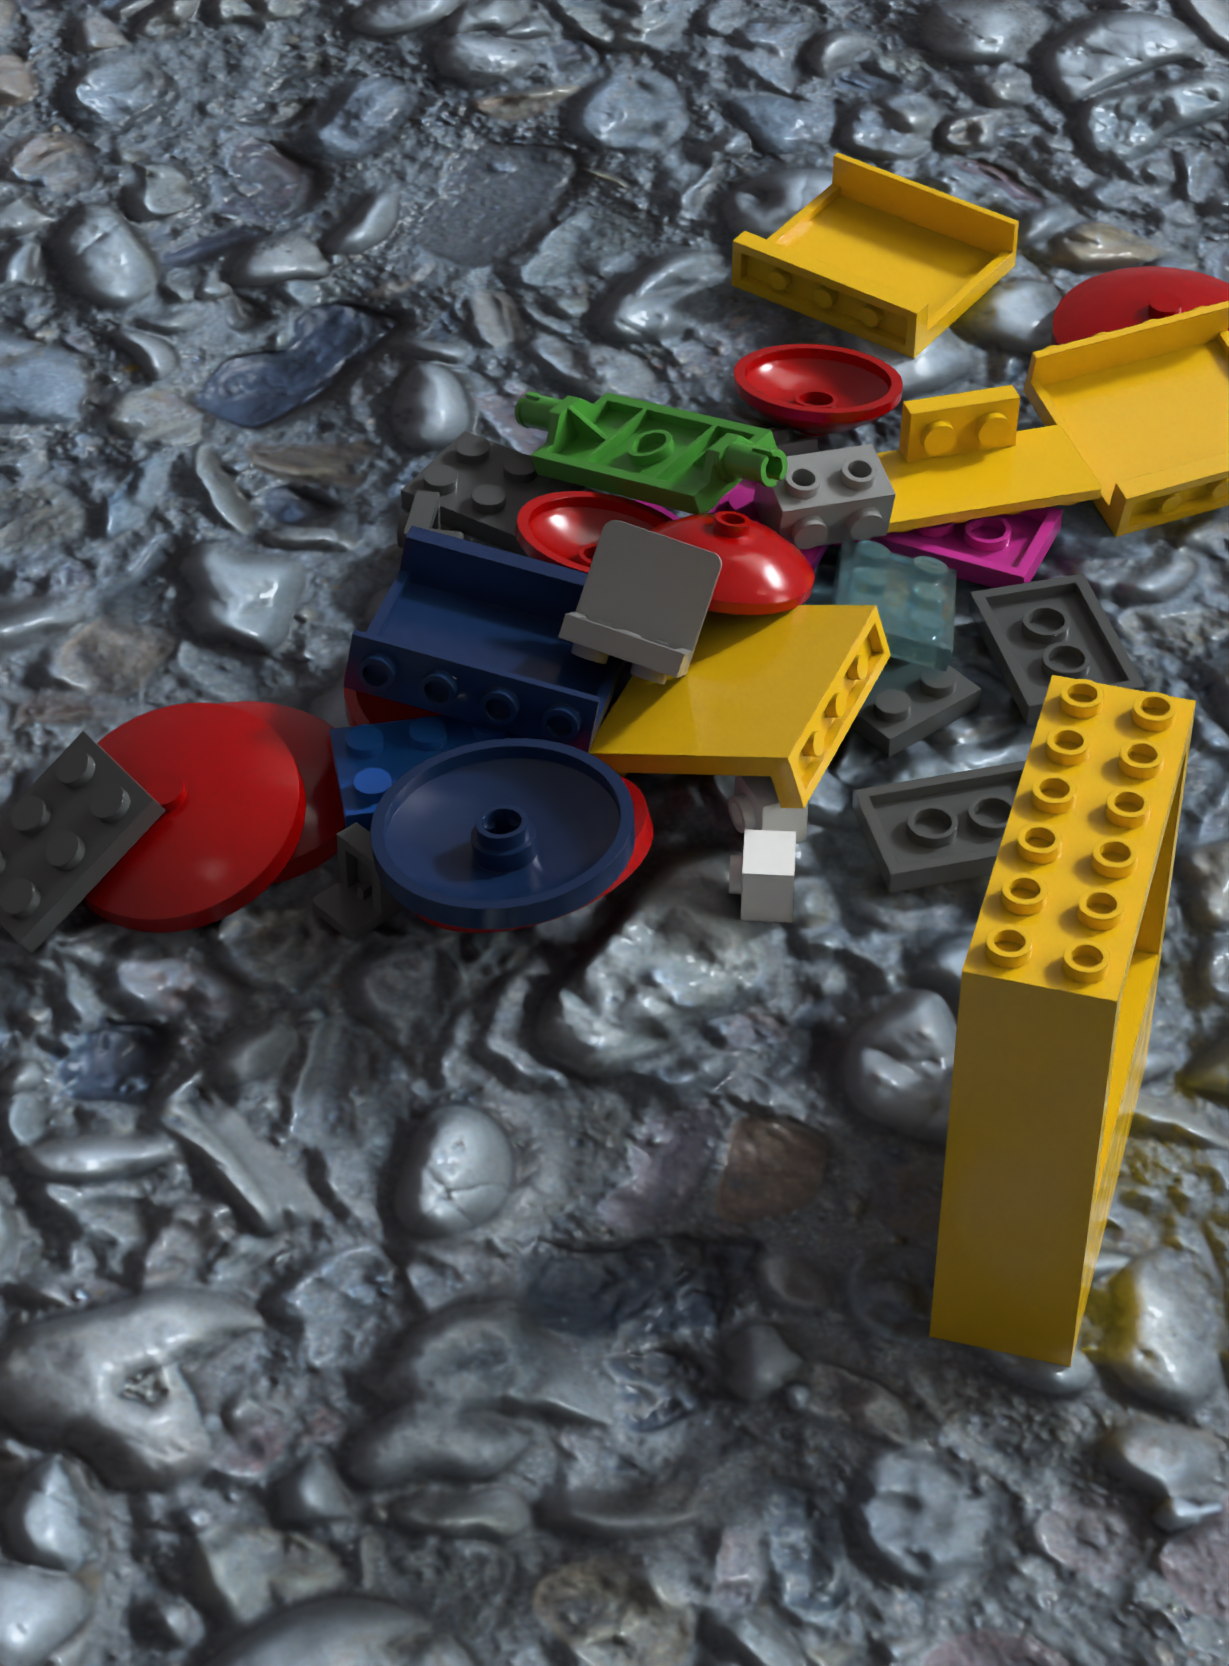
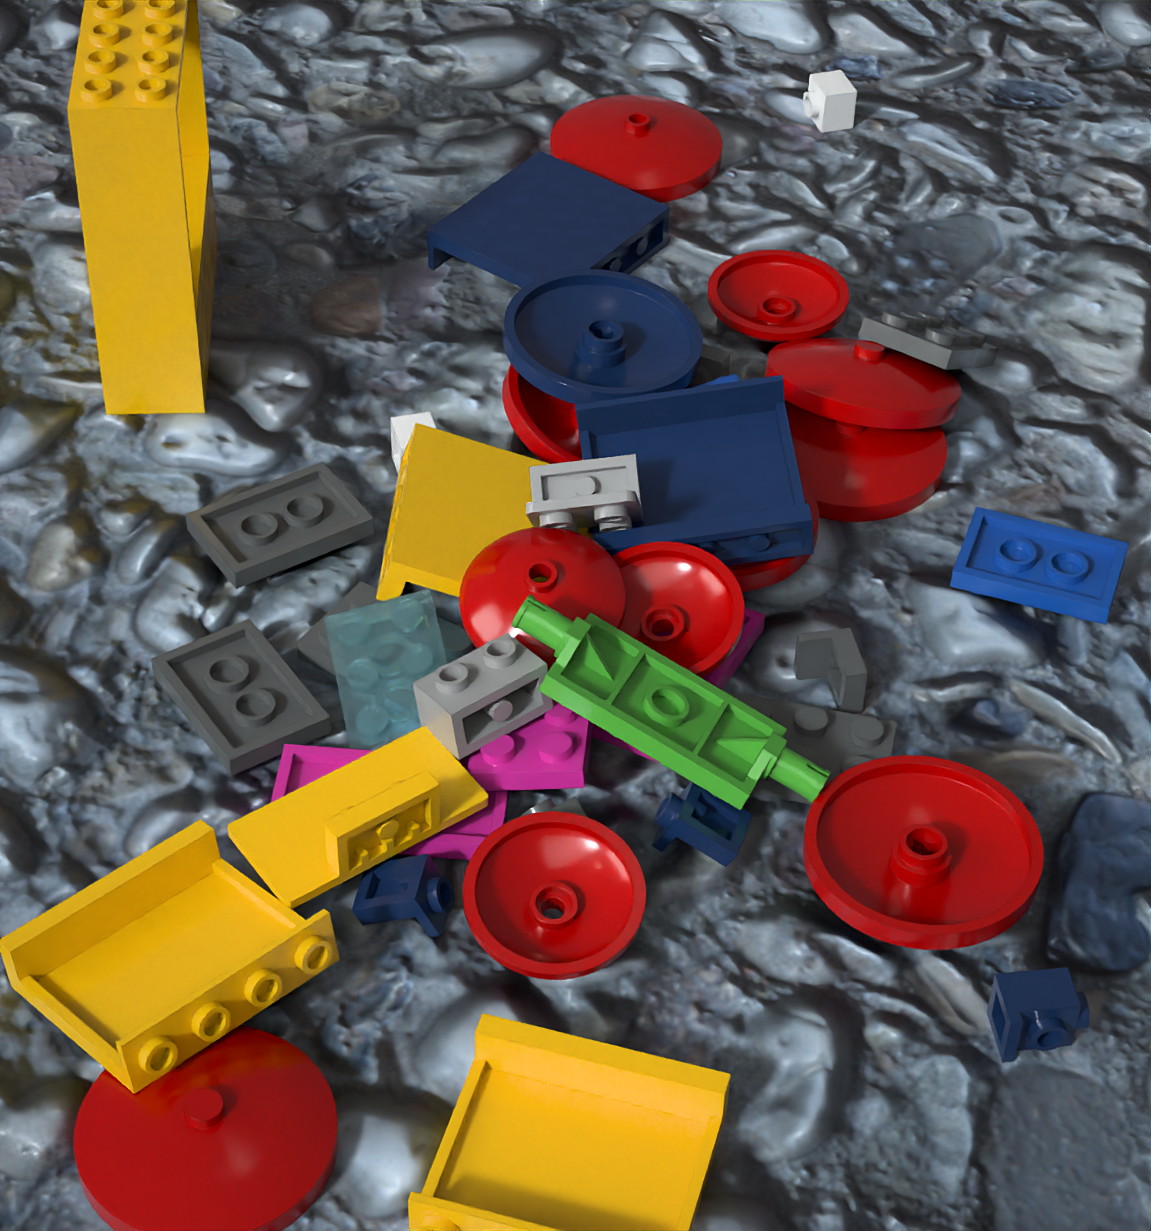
camera: 160 degrees right, 0 degrees up
(135, 602) = (1040, 565): none -> blue plate
(197, 959) = (777, 295): none -> red dish
(202, 1364) = (641, 144): none -> red dish
(447, 1172) = (551, 221): none -> dark blue panel
(448, 262) = (1035, 1011): none -> dark blue brick
(463, 359) = (922, 852): none -> red dish

